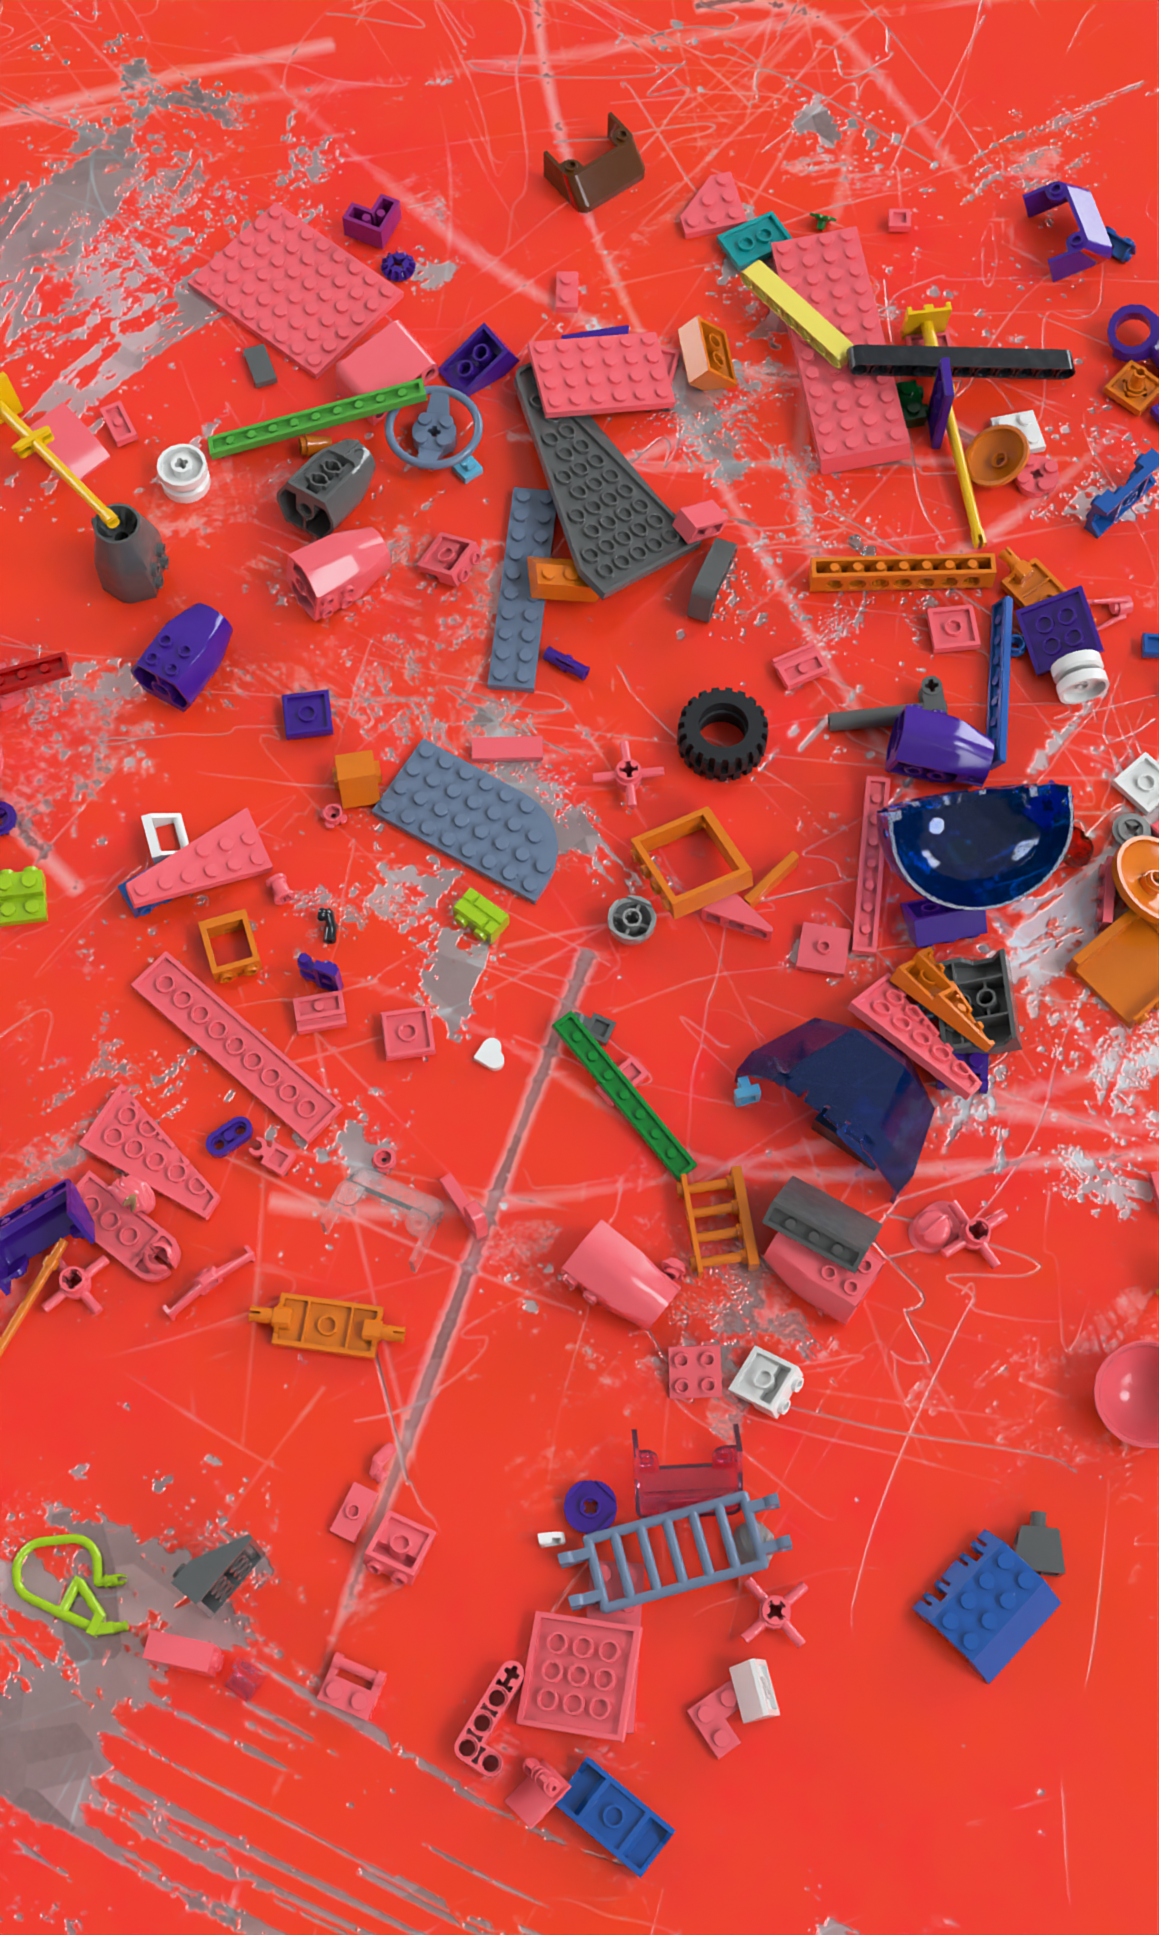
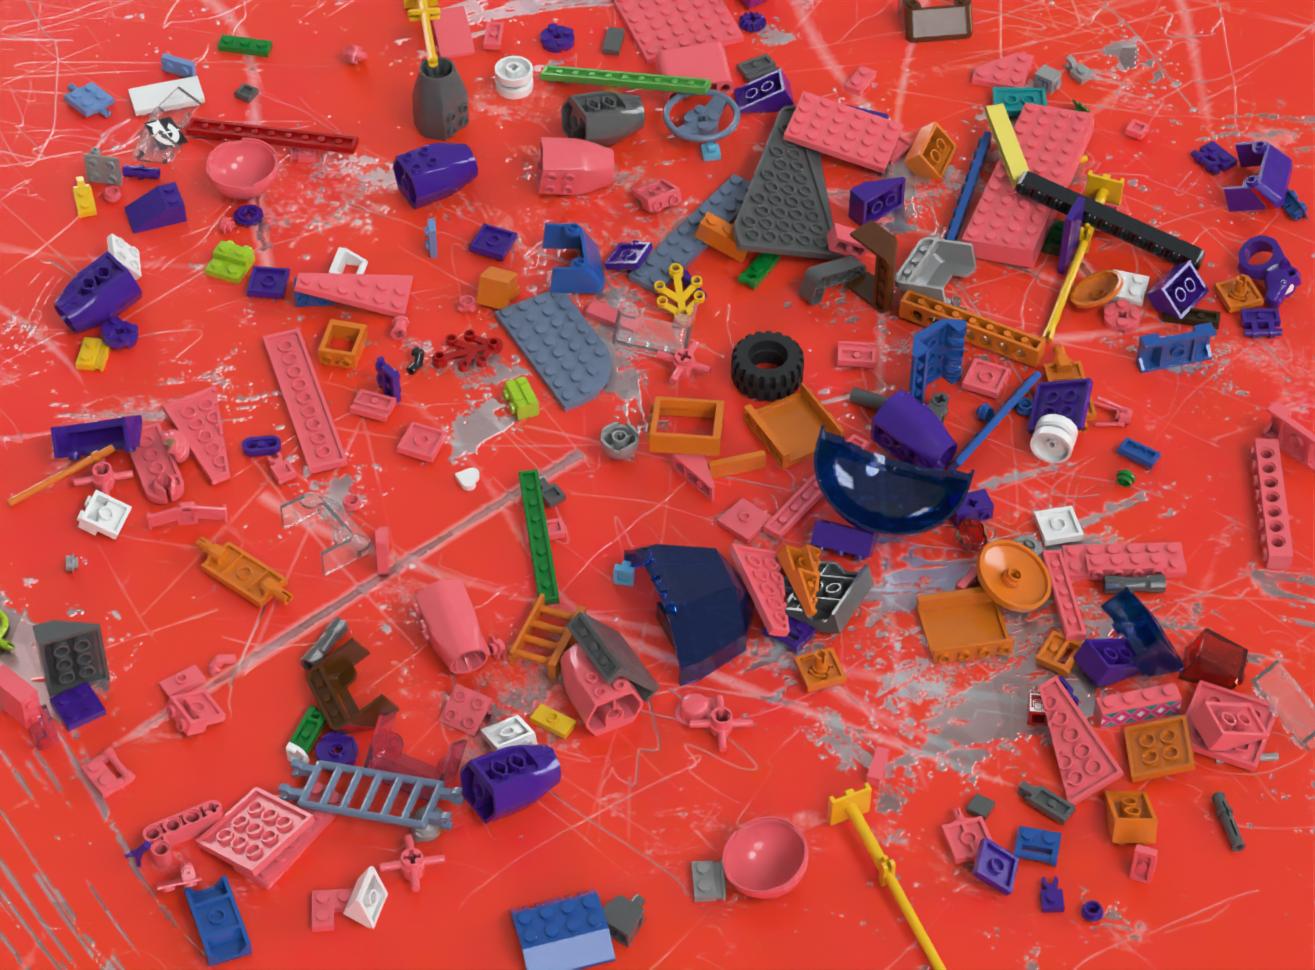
camera: 30 degrees right, 20 degrees down
(84, 903) = (268, 282): none -> dark purple plate
(111, 1336) = (103, 515): none -> white plate
(116, 1422) = (71, 562): none -> light grey plate
(193, 381) = (554, 31): none -> dark purple plate
(240, 748) = (430, 232): none -> medium blue plate
(255, 1615) = (77, 706): none -> dark purple plate
(378, 878) = (489, 346): none -> red plant
(447, 329) = (756, 67): none -> dark grey plate
(447, 707) = (585, 272): none -> blue windscreen
(464, 1779) = (138, 852): none -> dark purple bar
(474, 659) = (628, 255): none -> dark purple plate
(482, 1392) = (332, 634): none -> dark grey axle
(541, 1497) = (309, 729): none -> green plate
(549, 1443) = (329, 686): none -> reddish brown windscreen
(565, 686) = (679, 297): none -> yellow plant
(569, 760) = (648, 334): none -> clear windscreen
(623, 608) = (759, 269): none -> green plate
(693, 453) = (876, 199): none -> dark purple slope
(767, 197) = (1047, 78): none -> light grey brick
(774, 567) = (876, 289): none -> reddish brown windscreen
(783, 401) = (968, 189): none -> blue plate
(791, 171) = (1078, 72): none -> light grey plate
(794, 1329) = (553, 721): none -> yellow plate
(796, 797) = (791, 426): none -> orange panel
(809, 514) = (933, 265): none -> light grey windscreen
(815, 1448) = (509, 779): none -> dark purple animal
(902, 640) = (937, 354): none -> blue slope
(979, 674) = (985, 412): none -> blue plate
(998, 220) = (1214, 158): none -> dark purple plate
(1032, 1097) = (820, 664): none -> orange plate
(1074, 415) = (1179, 288): none -> dark purple slope
(1087, 1443) = (708, 881): none -> light grey plate
(1103, 440) = (1194, 317): none -> dark brown tile

